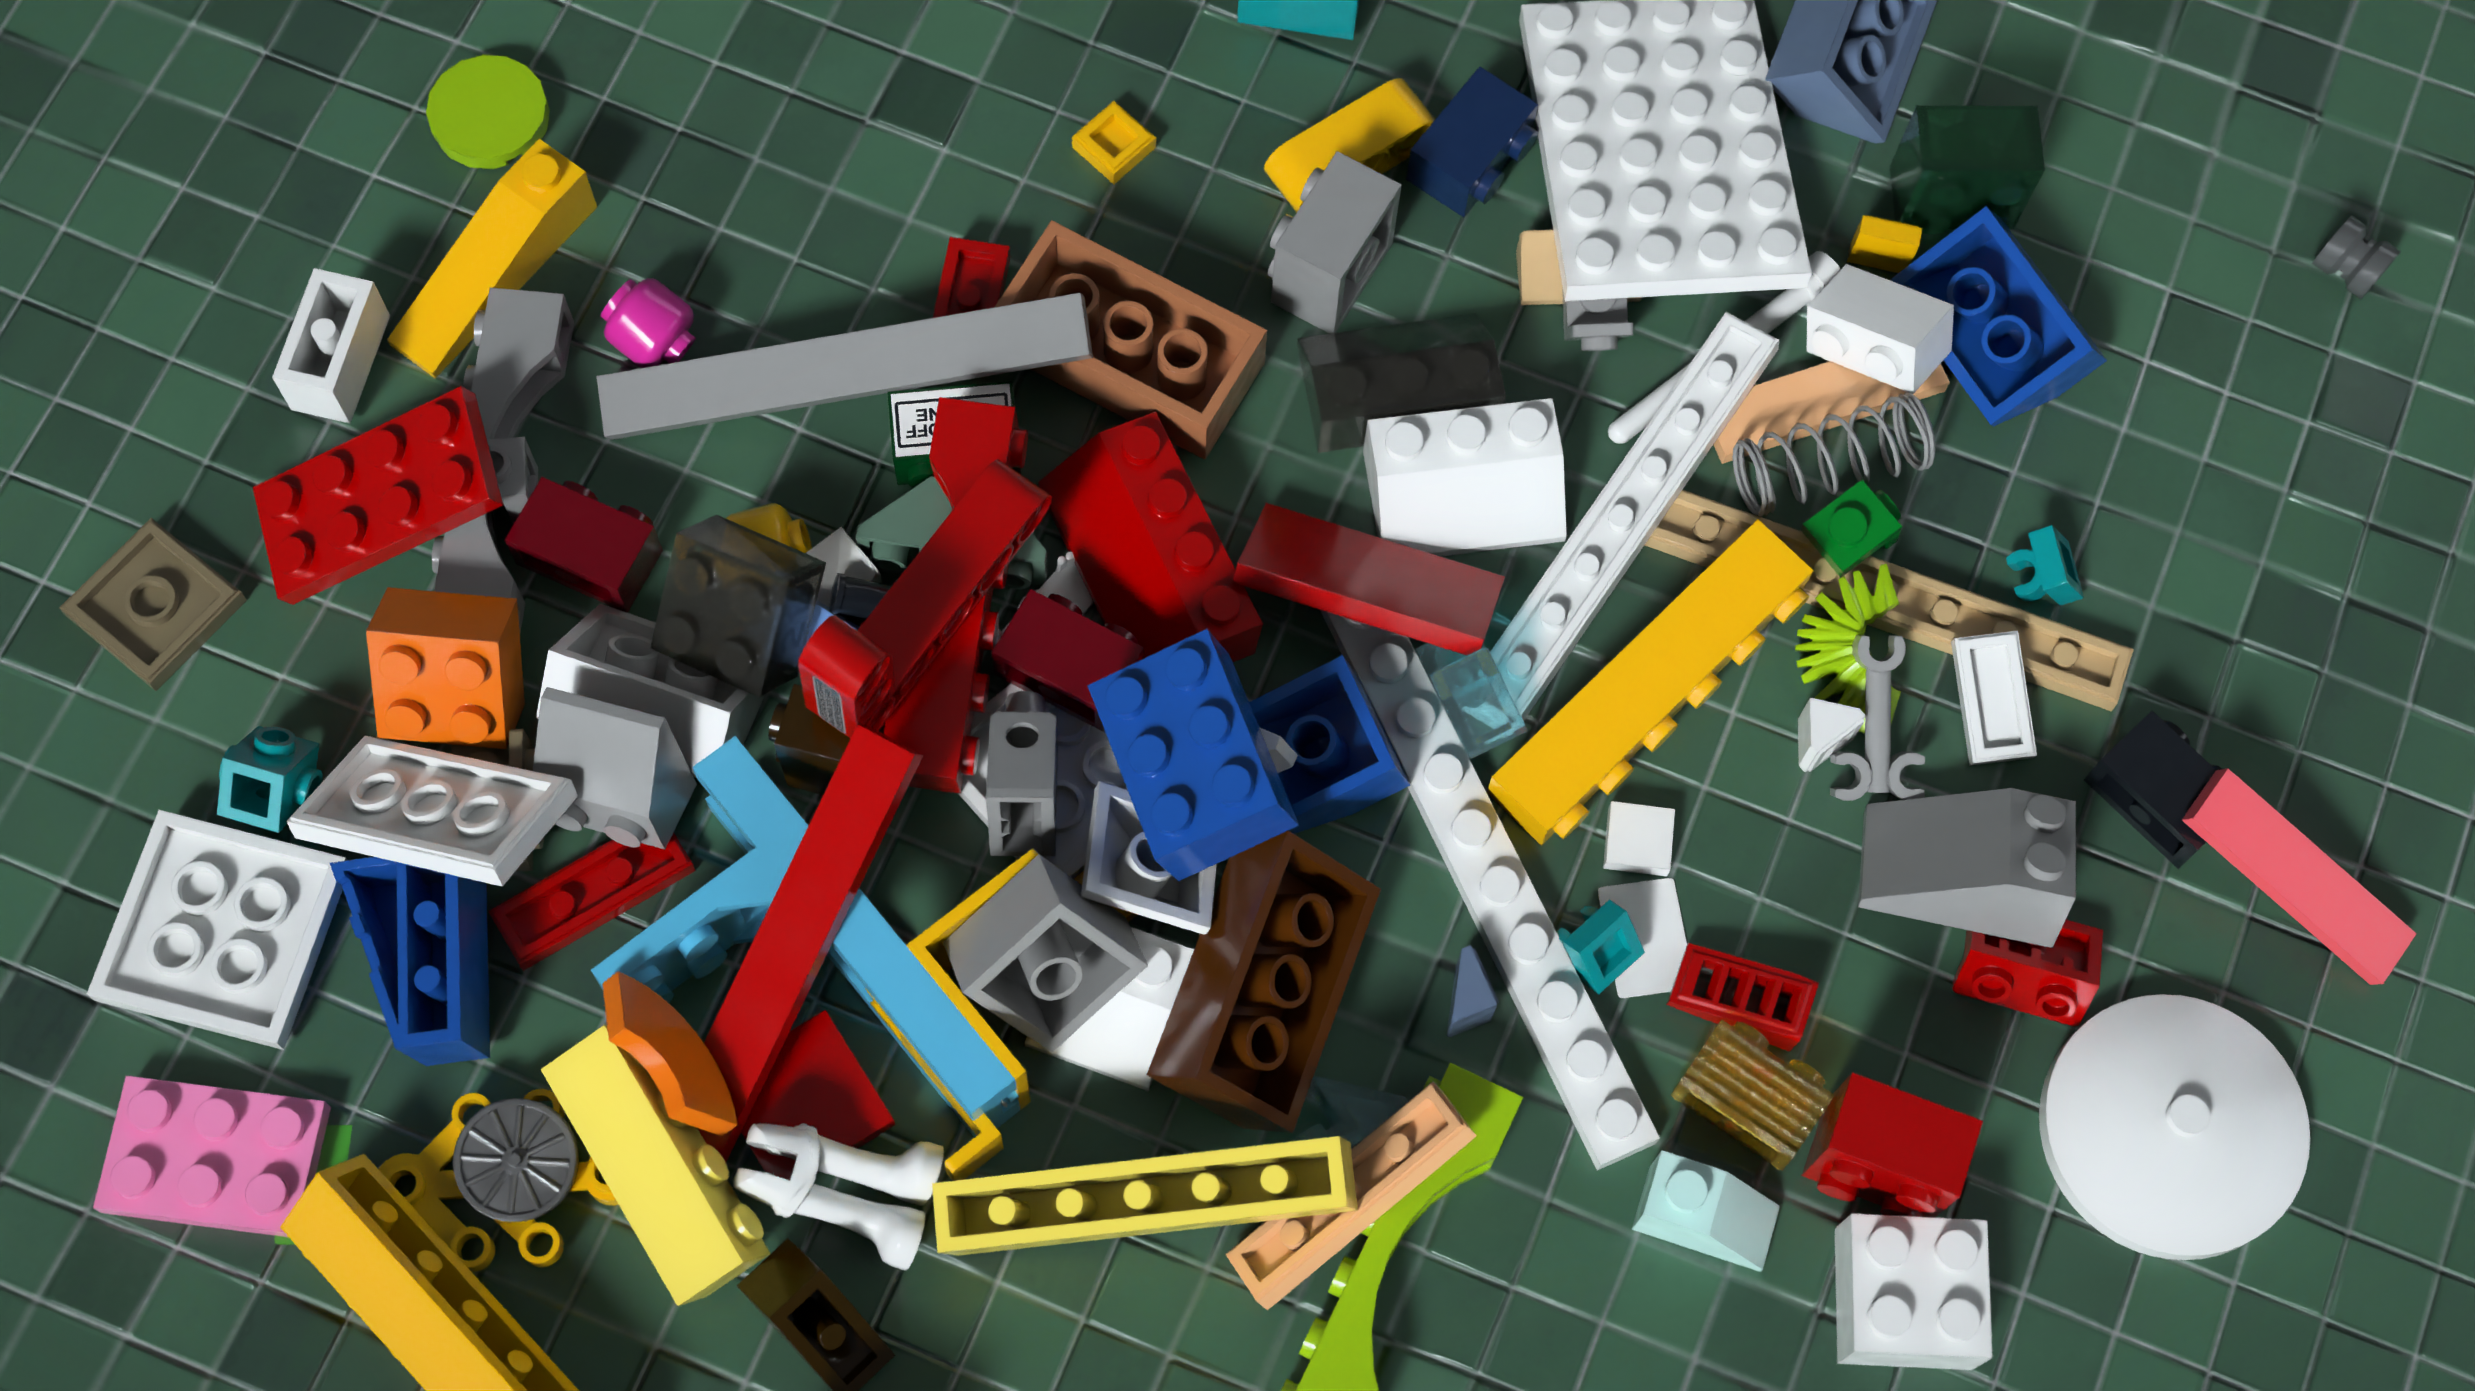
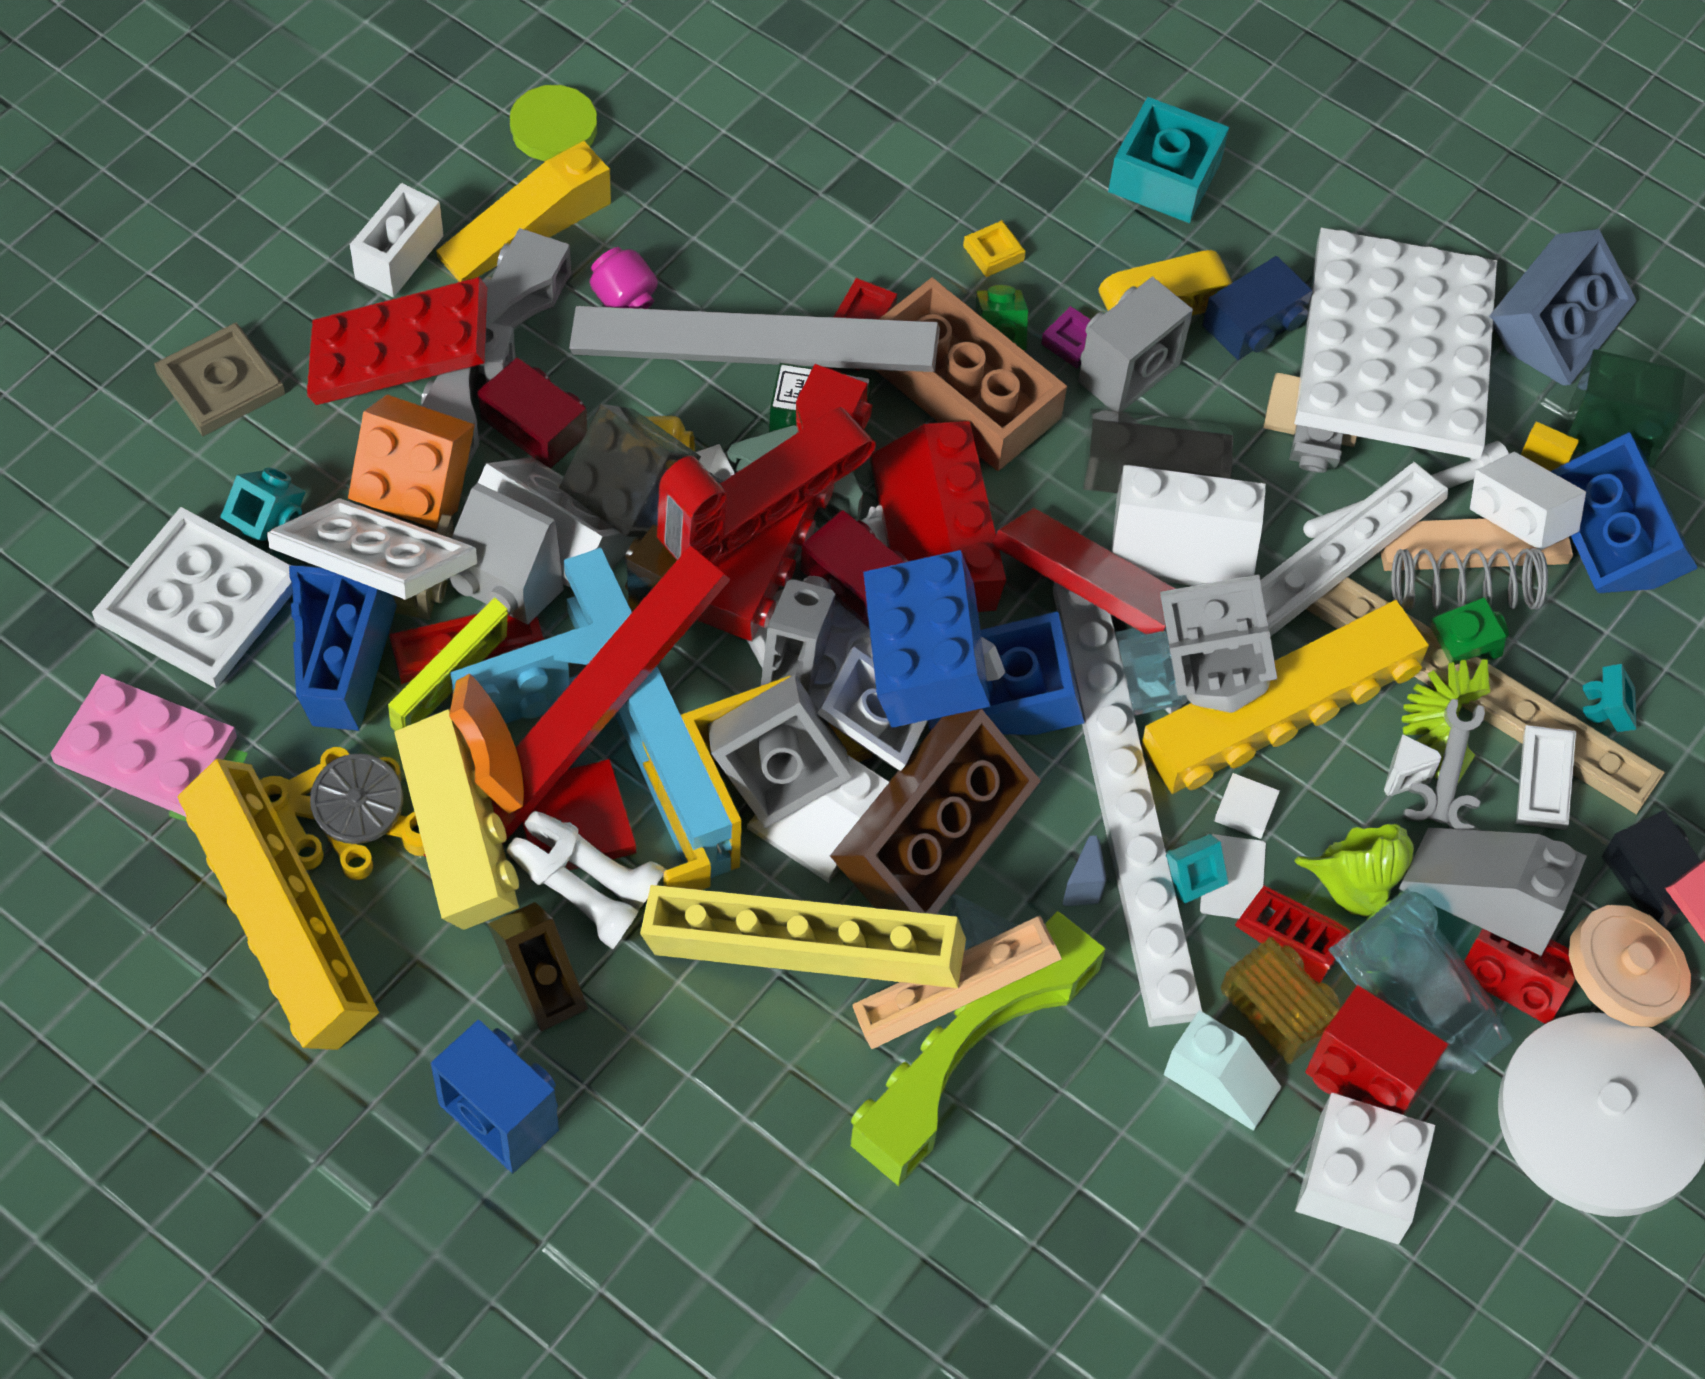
camera: 15 degrees right, 10 degrees down
(584, 953) = (434, 681): none -> neon yellow tile
(1154, 237) = (1005, 311): none -> green bracket
(1245, 243) = (1067, 336): none -> magenta tile
(1559, 647) = (1219, 642): none -> light grey piece
(1805, 884) = (1363, 867): none -> lime hair
(1919, 1024) = (1419, 973): none -> clear light blue slope
(2158, 927) = (1629, 966): none -> light nougat wheel

